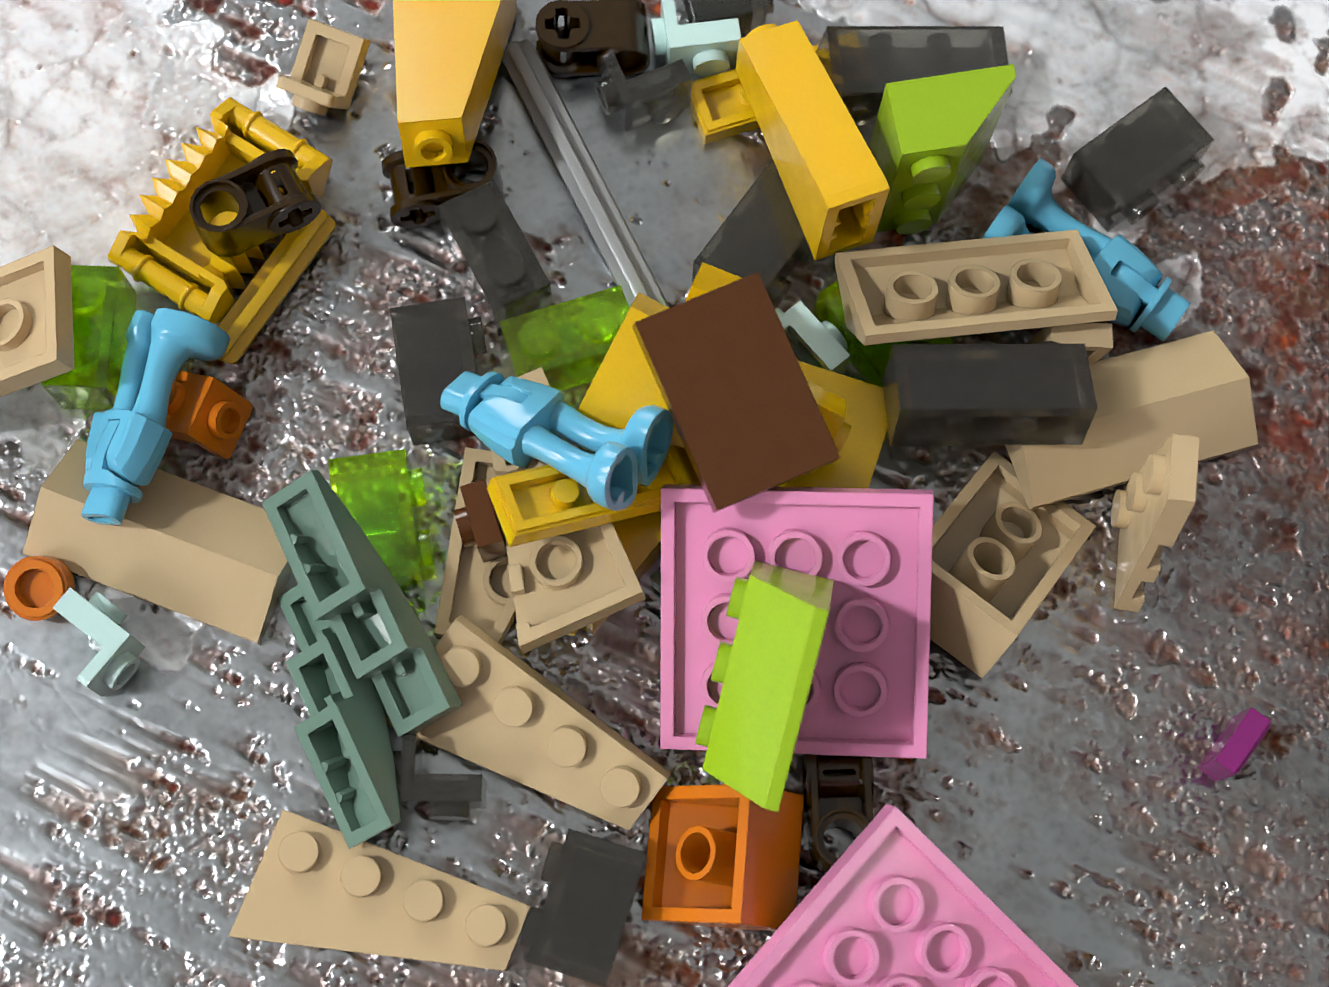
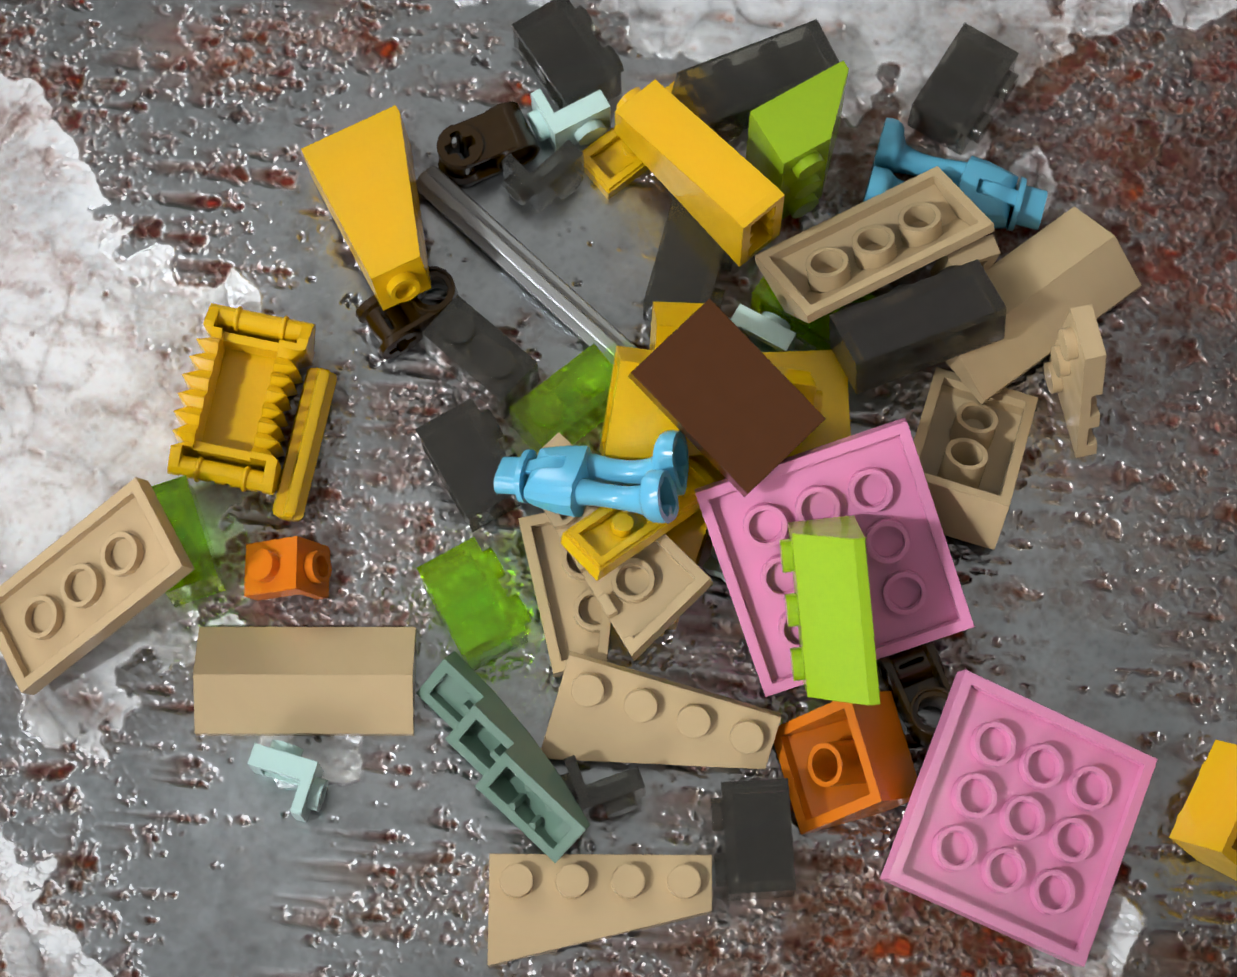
camera: 15 degrees left, 0 degrees up
(36, 586) = (221, 755): orange tile -> none
(133, 435) = (253, 607): medium azure piece -> none
(257, 201) = (284, 377): dark brown piece -> none
(325, 68) = (276, 250): tan bracket -> none
(358, 594) = (493, 668): sand green slope -> none
(479, 522) = (558, 572): reddish brown plate -> none
(1235, 745) = (1206, 529): magenta tile -> none

